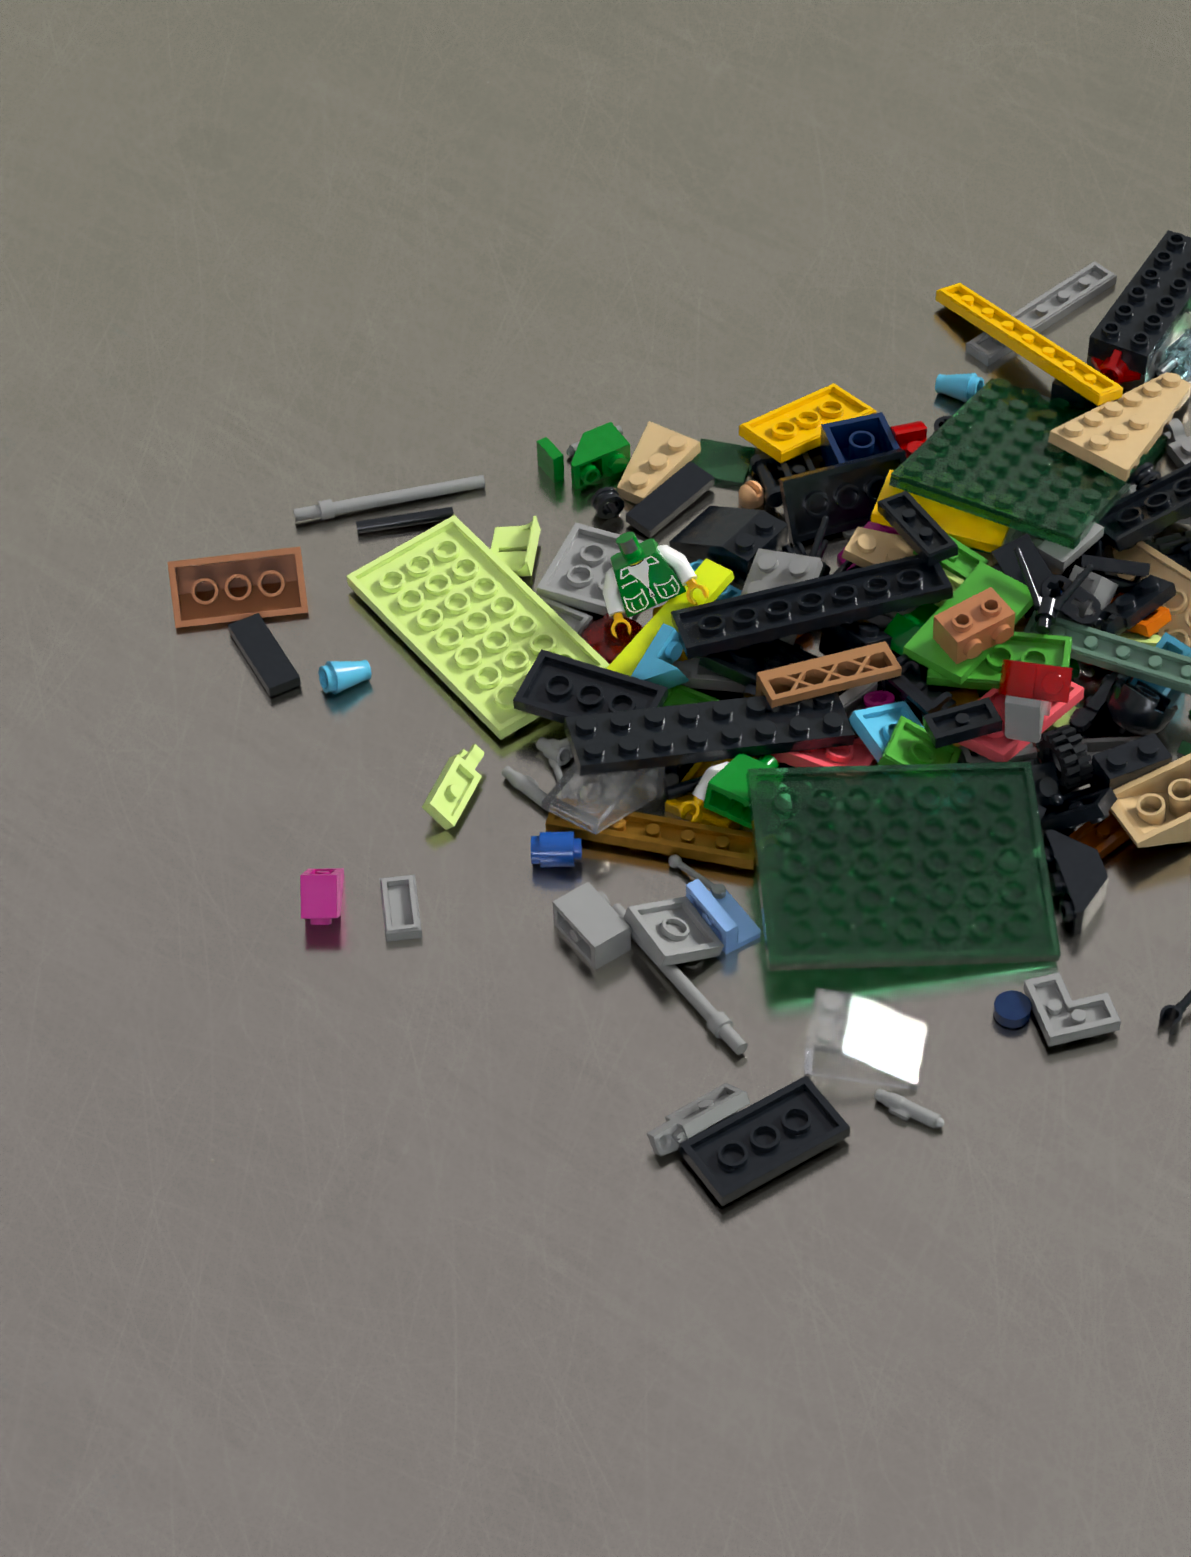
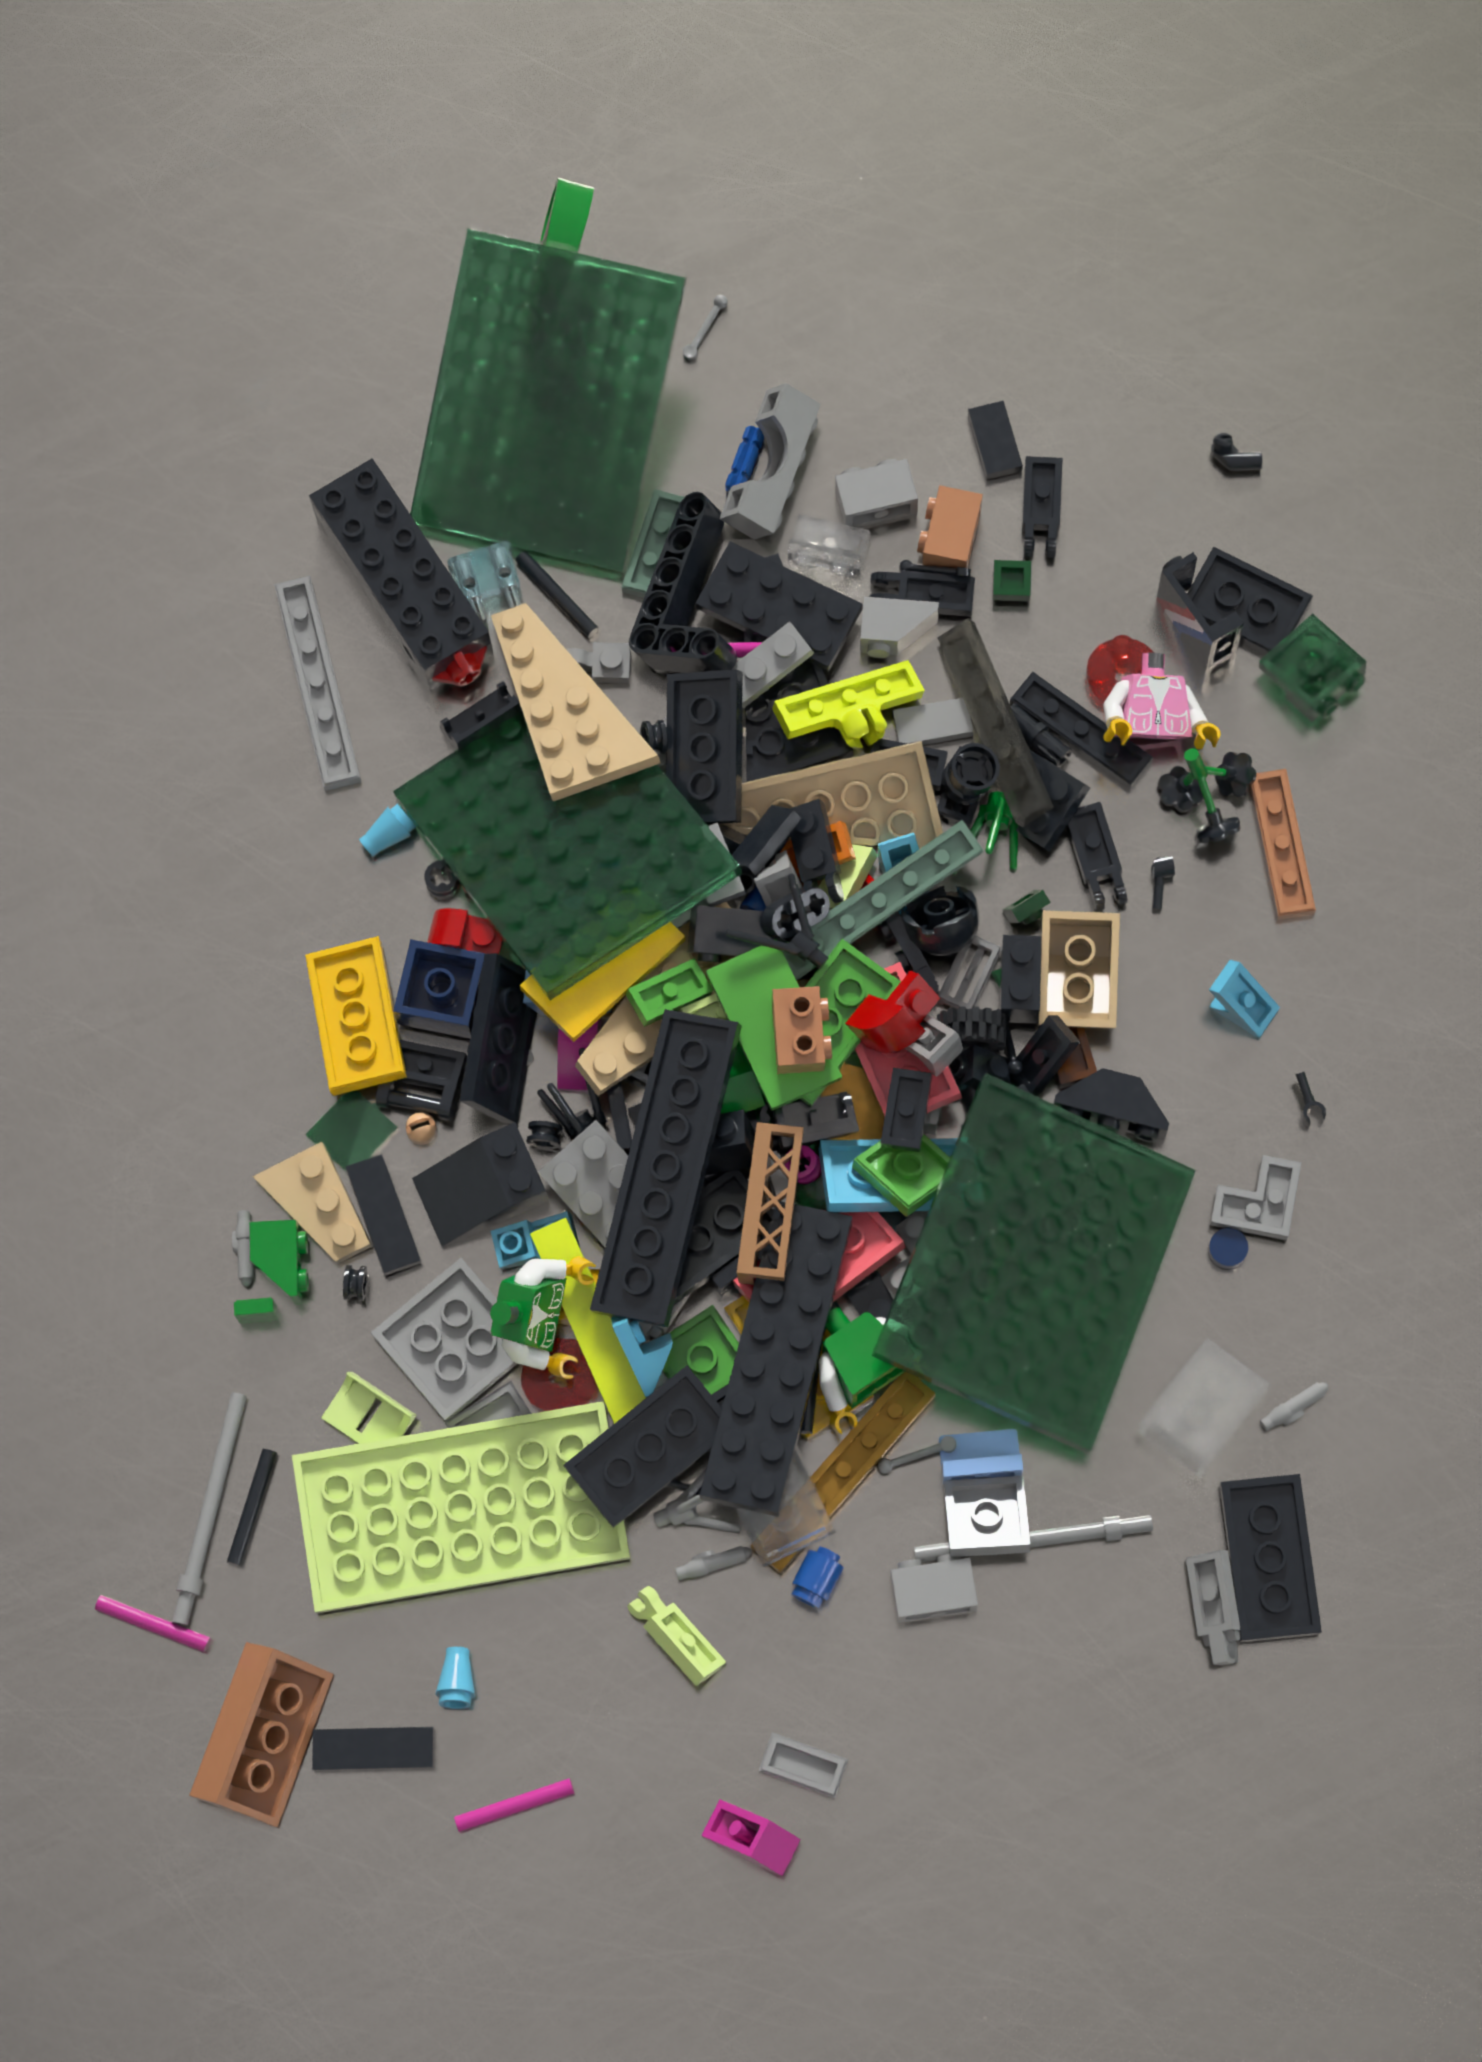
camera: 60 degrees left, 25 degrees up
(268, 749) = (514, 1805): none -> dark pink bar
(286, 504) = (152, 1623): none -> dark pink bar
(917, 528) = (629, 1007): black tile -> none
(1029, 344) = (377, 730): yellow tile -> none

